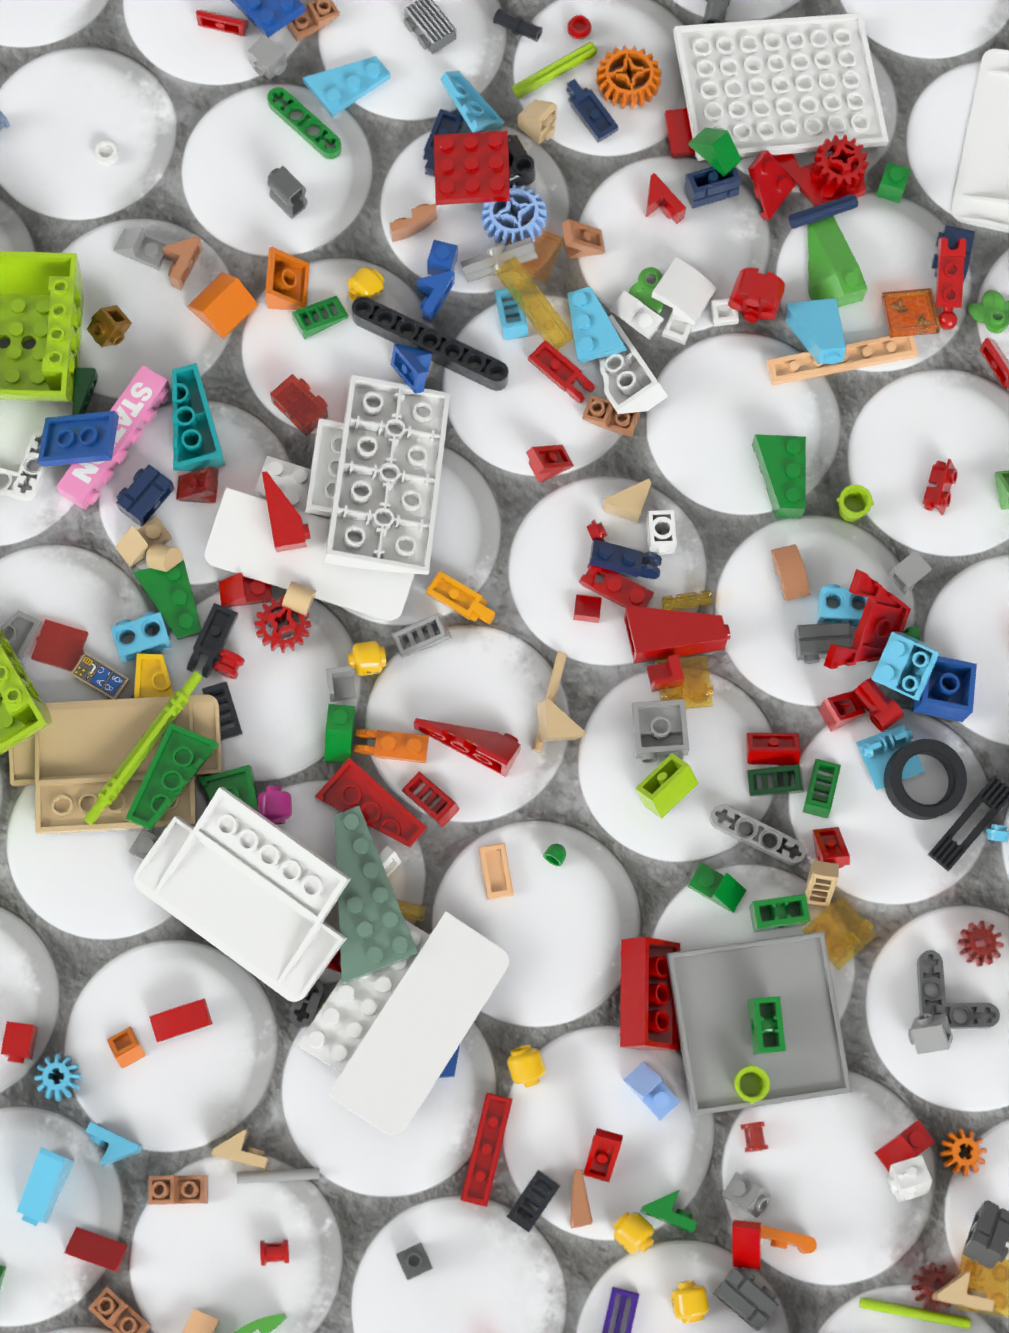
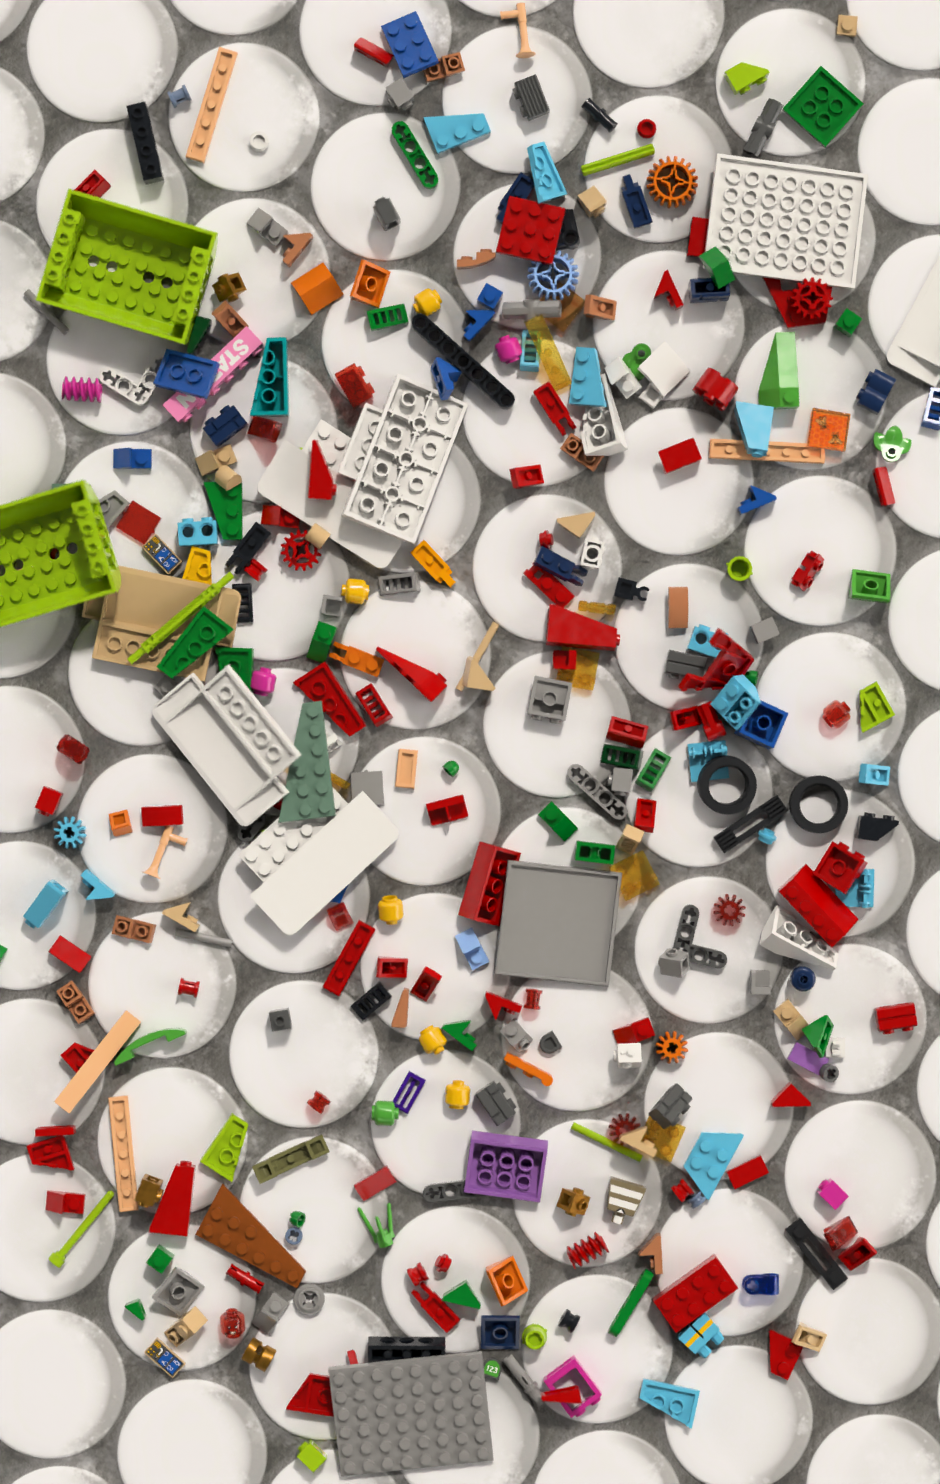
camera: 20 degrees right, 15 degrees up
(33, 567) = (132, 458): none -> blue slope
(36, 127) = (211, 105): none -> light nougat tile
(36, 960) = (73, 749): none -> clear red gear
(116, 363) = (229, 319): none -> nougat slope
(194, 1046) = (166, 836): none -> light nougat piece
(452, 900) = (370, 783): none -> light grey piece
(459, 1095) = (339, 916): none -> clear red slope
(483, 315) = (508, 349): none -> dark pink head
(549, 1145) = (391, 967): none -> red slope
(565, 910) = (447, 810): none -> red panel
(587, 608) = (523, 594): red slope -> none
(666, 785) = (542, 741): lime brick -> none
(707, 1154) = (496, 1002): none -> red slope
(719, 567) = (627, 589): none -> black plate
(722, 313) = (686, 392): white tile -> none
(736, 387) = (679, 455): none -> red panel
(746, 1244) = (505, 1069): red tile -> none
(751, 1084) = (539, 965): lime piece -> none
(766, 1025) = (561, 928): green brick -> none
(770, 183) = (753, 299): red wing -> none
(784, 471) = (696, 529): green wedge -> none
(784, 811) = (620, 781): none -> light grey brick
(795, 1193) = (549, 1043): none -> dark grey tile
(823, 211) = (787, 331): dark blue axle -> none
(851, 414) = (760, 498): none -> blue slope
(949, 281) = (863, 415): red plate -> none

